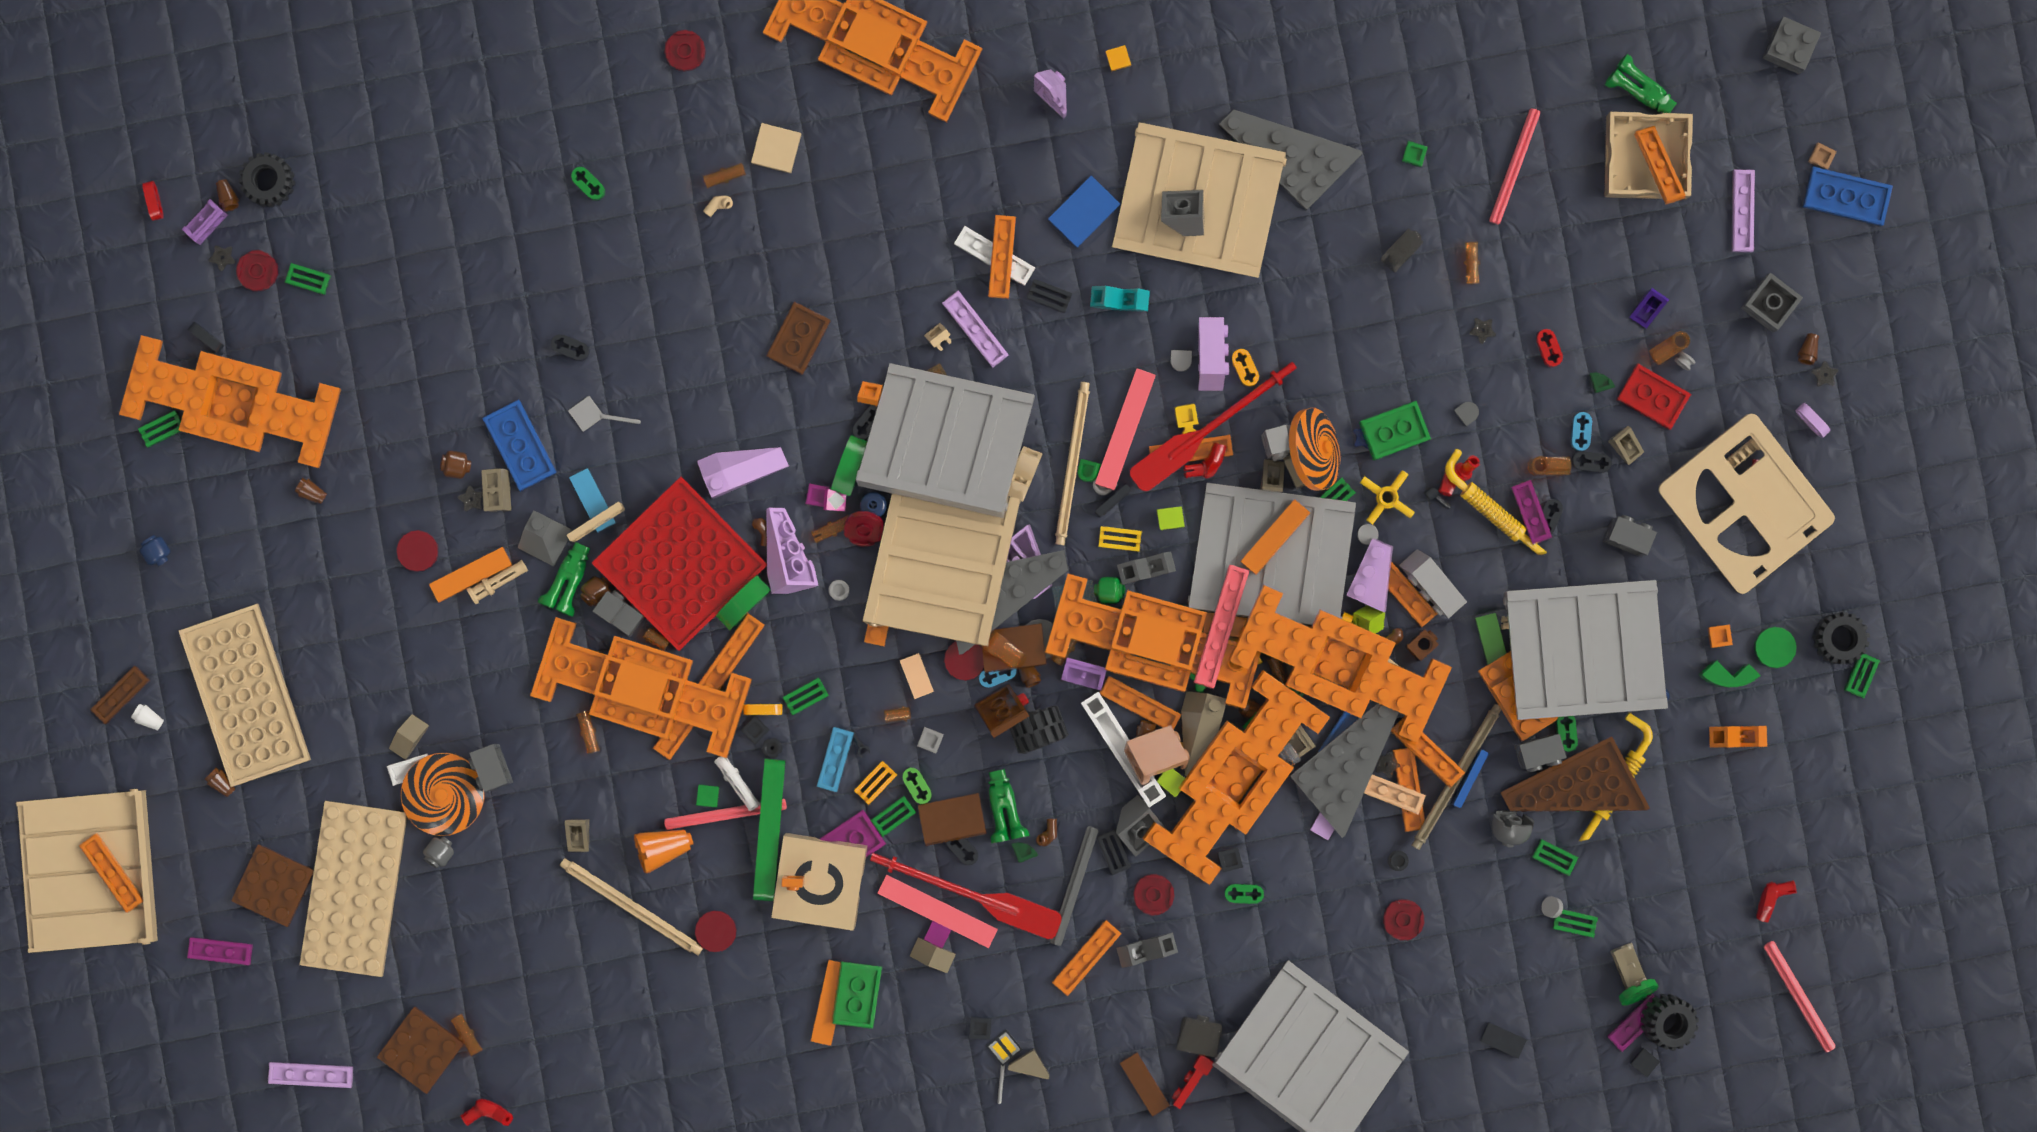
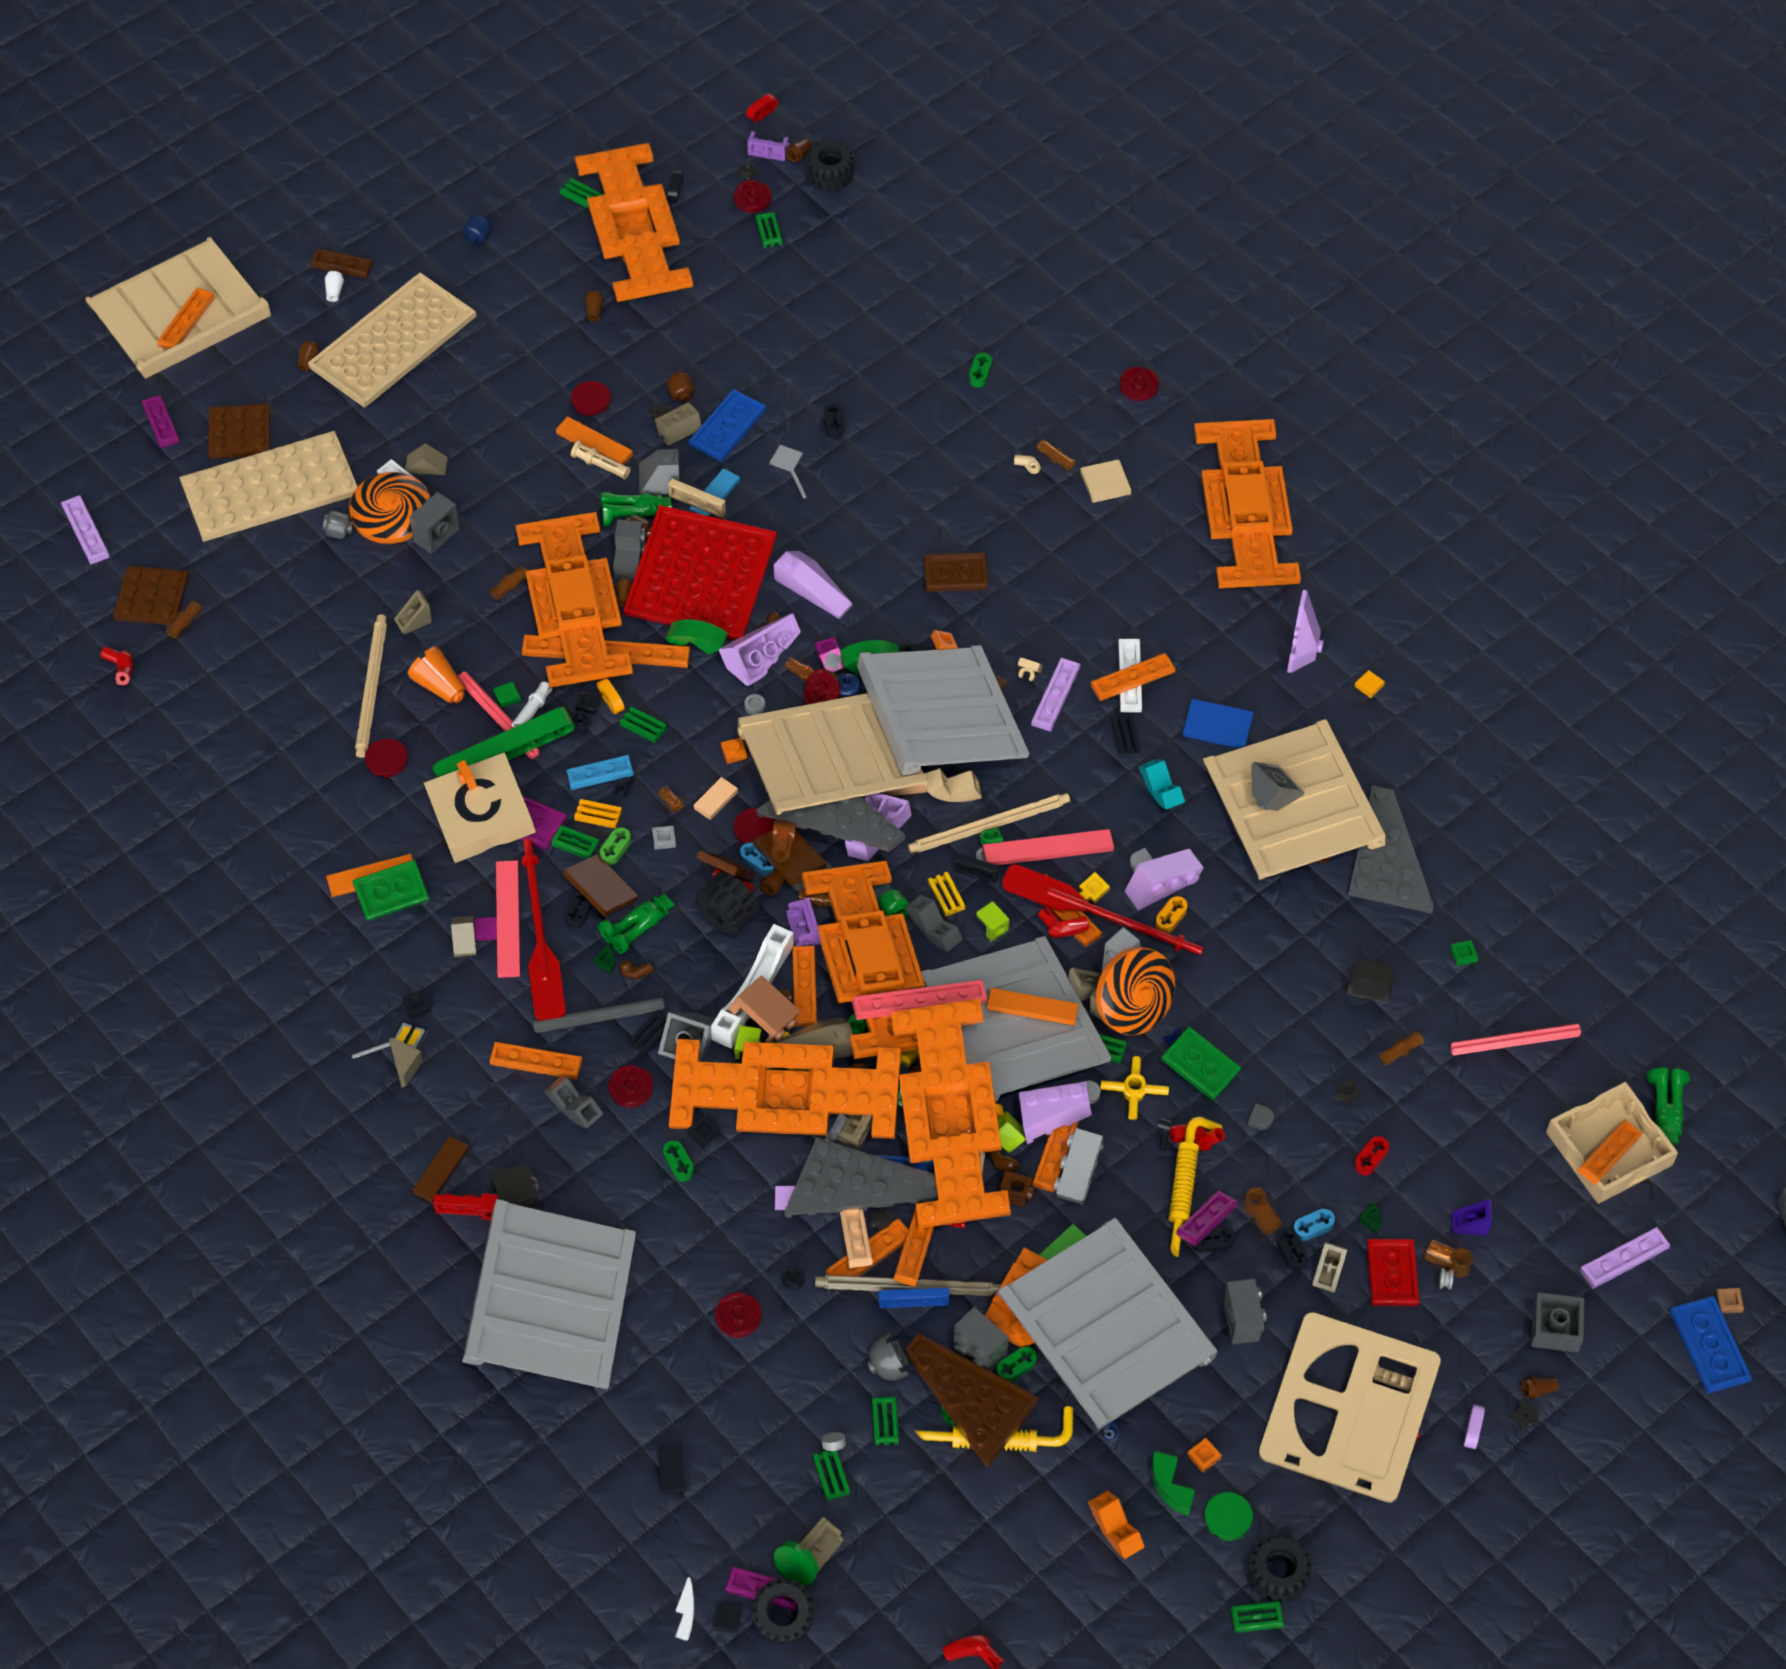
camera: 60 degrees right, 30 degrees down
(1617, 1087) = (686, 1607): none -> white sticker

